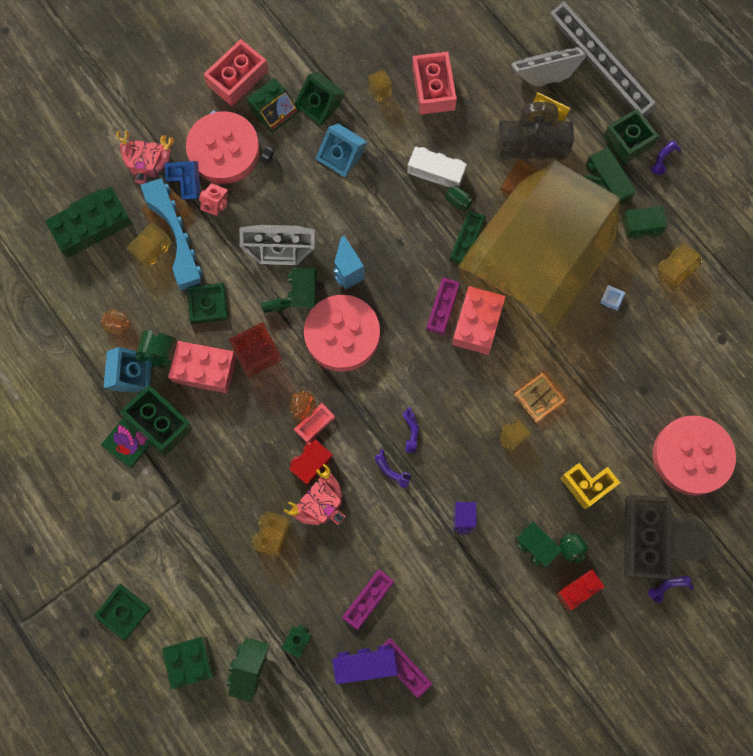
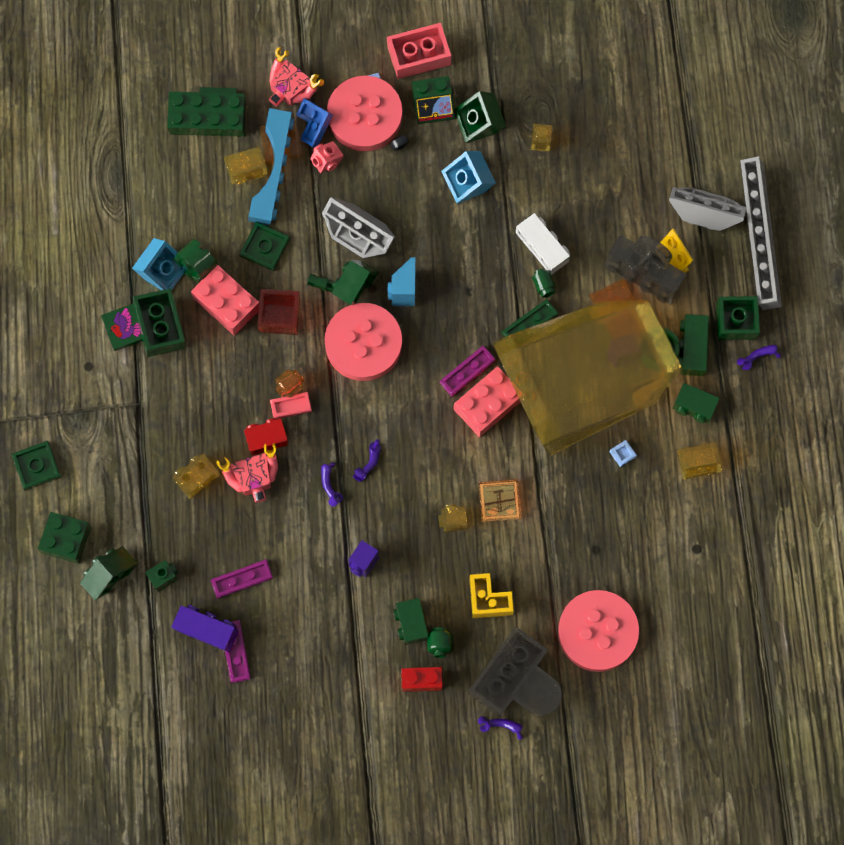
camera: 30 degrees right, 0 degrees up
(115, 321) = (176, 216): clear orange head -> none
(434, 83) = (591, 164): coral brick -> none

